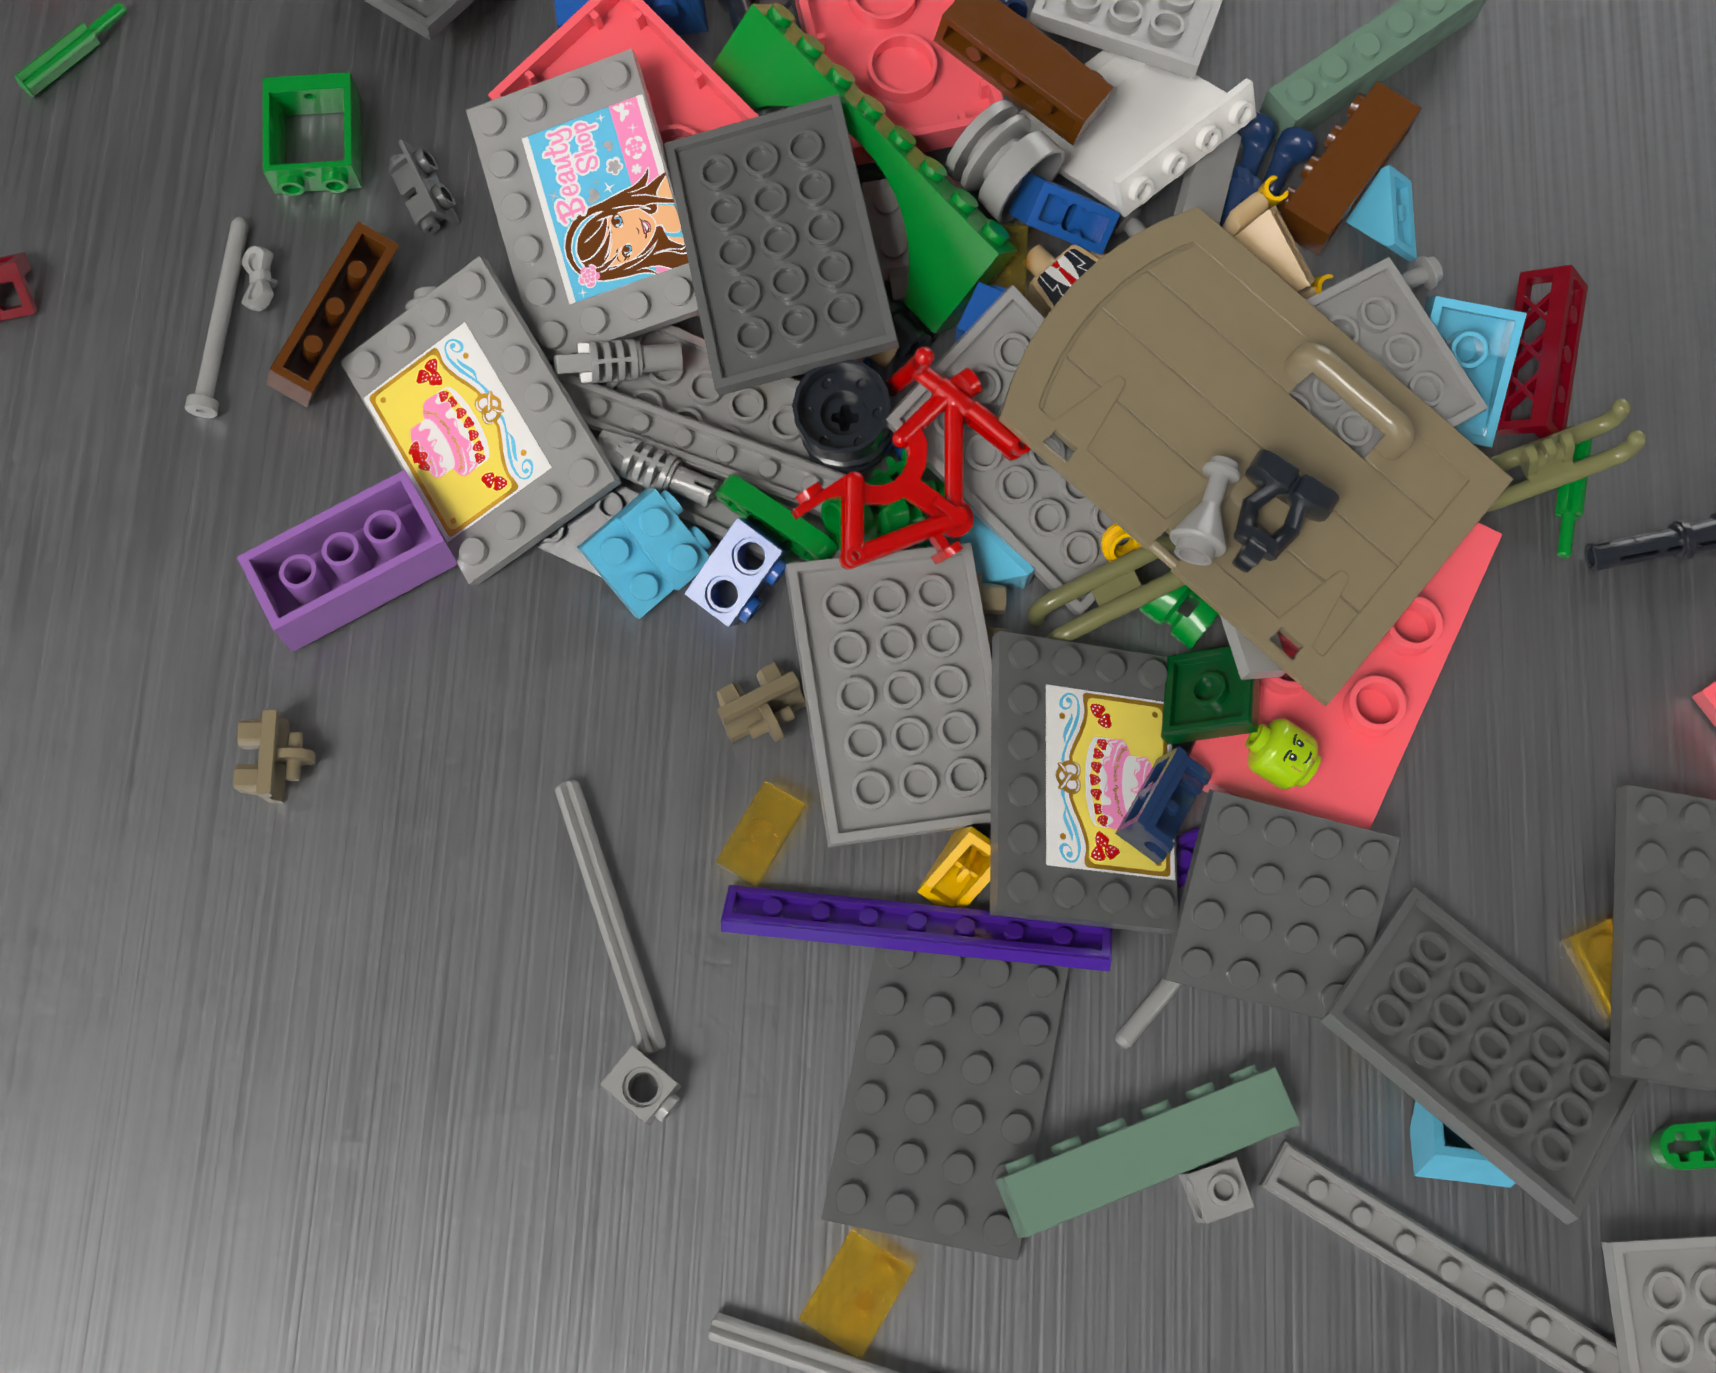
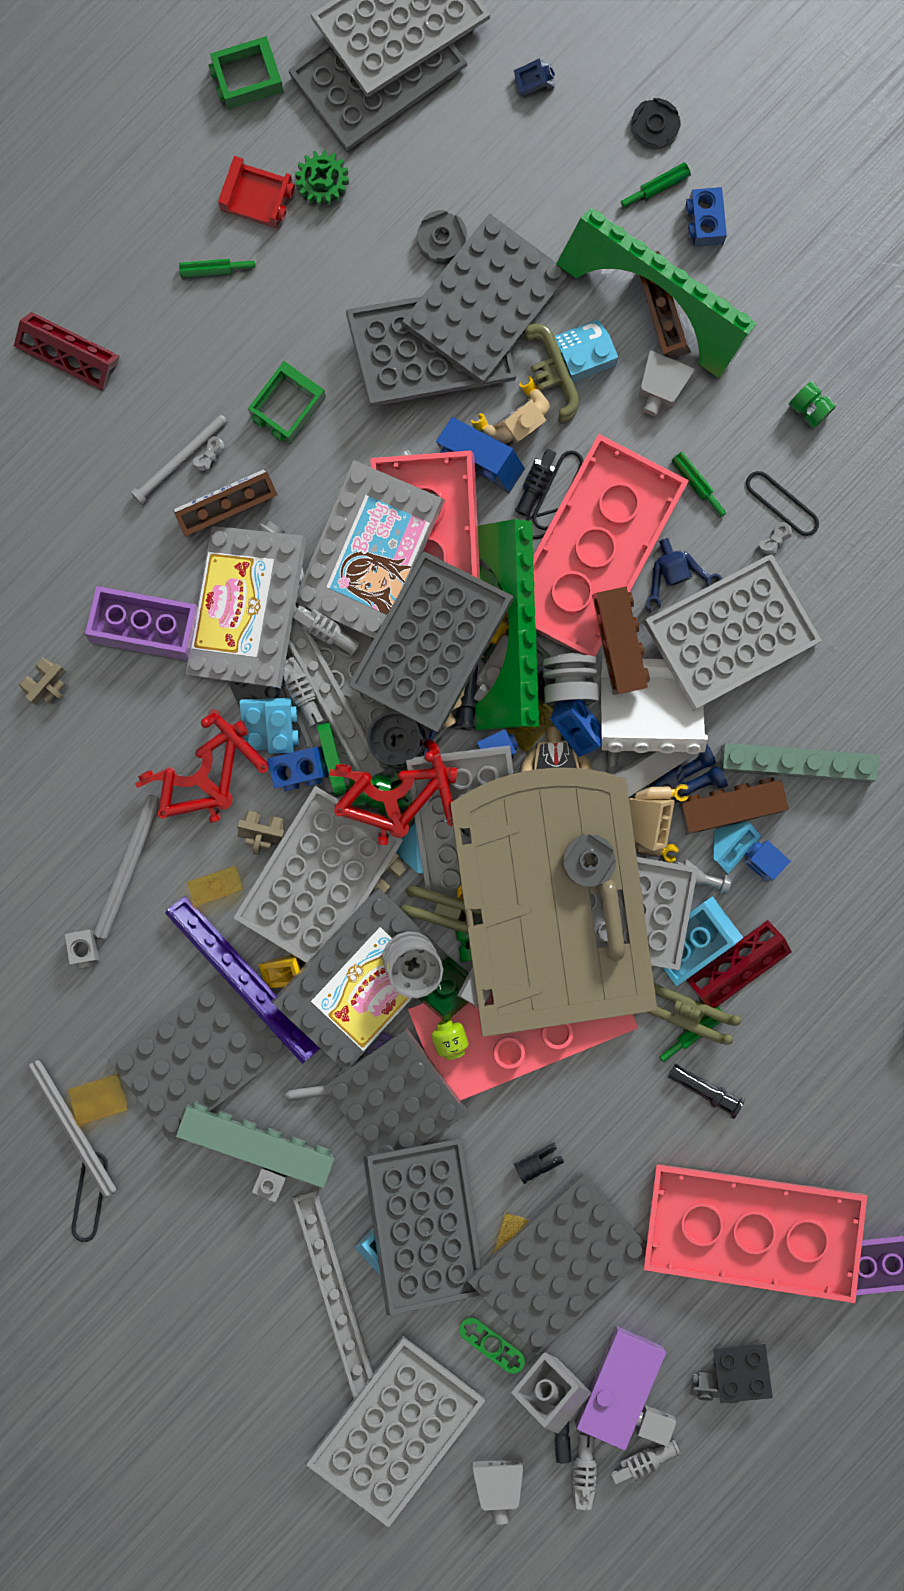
camera: 45 degrees right, 10 degrees up
(416, 173) = (313, 480): dark grey hinge -> none
(661, 702) = (218, 796): none -> red piece
(1141, 690) = (417, 976): none -> light grey wheel
(1163, 804) = (384, 1017): dark blue hinge -> none
(1201, 532) = (490, 922): light grey piece -> none
(1238, 362) = (574, 863): none -> dark grey plate
(1282, 480) = (545, 944): black piece -> none
(1456, 190) = (766, 860): none -> blue brick
(1543, 837) = (532, 1165): none -> black hinge

